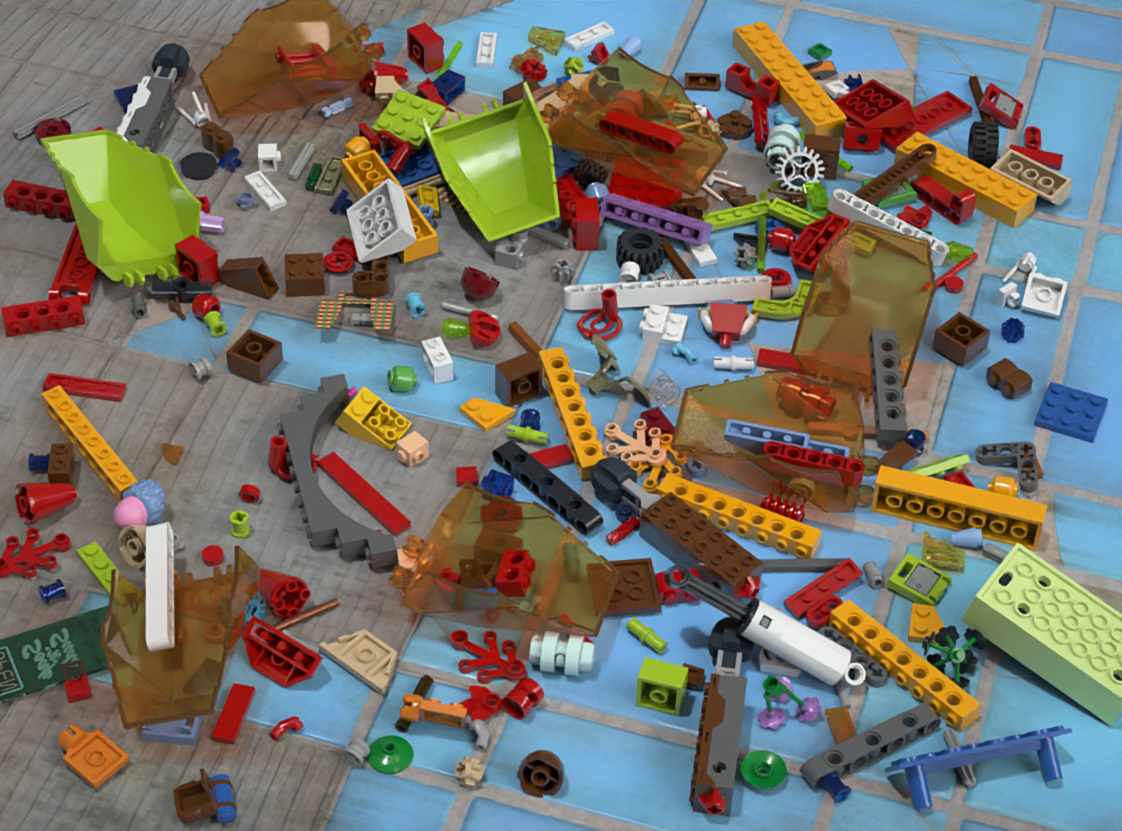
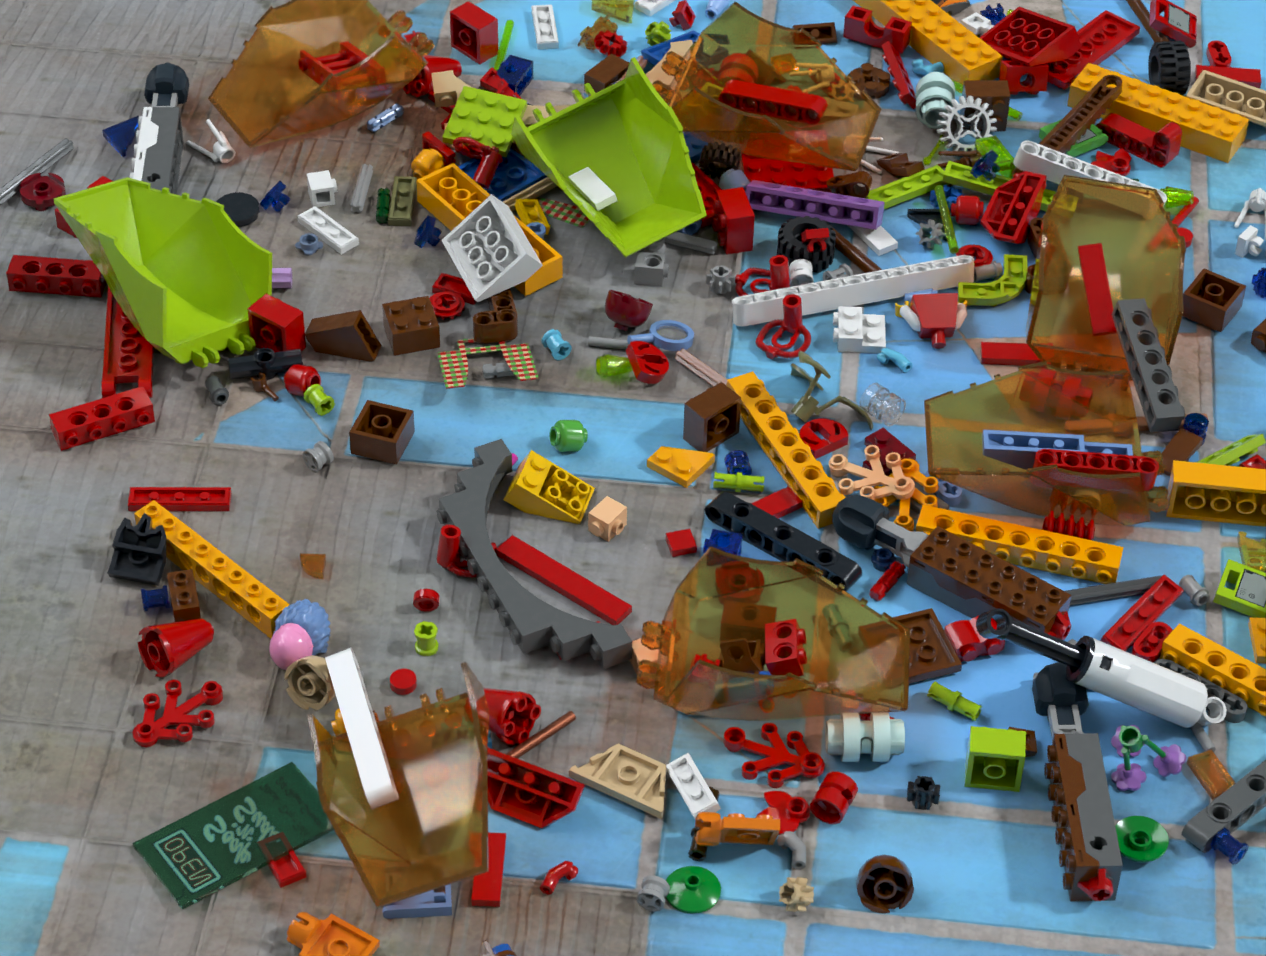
camera: 10 degrees left, 0 degrees up
(37, 424) = (139, 552): none -> black plate
(52, 591) = (219, 754): clear blue bush -> none
(98, 564) = (276, 722): lime plate -> none
(216, 139) = (251, 175): reddish brown brick -> none
(412, 671) = (692, 786): none -> white tile
(437, 360) = (604, 407): white brick -> none
(479, 184) = (593, 188): none -> white tile
(506, 309) = (667, 335): none -> medium blue piece
(597, 705) = (923, 792): none -> black gear
(601, 415) = (827, 429): none -> red piece
(608, 269) = (778, 272): none -> red piece
(643, 244) = (815, 236): none -> red tile
(733, 363) = (955, 363): white pin -> none
(773, 665) = (1105, 712): white piece -> none
(804, 205) = (986, 166): none -> clear blue tile
(863, 315) = (1096, 289): none -> red tile

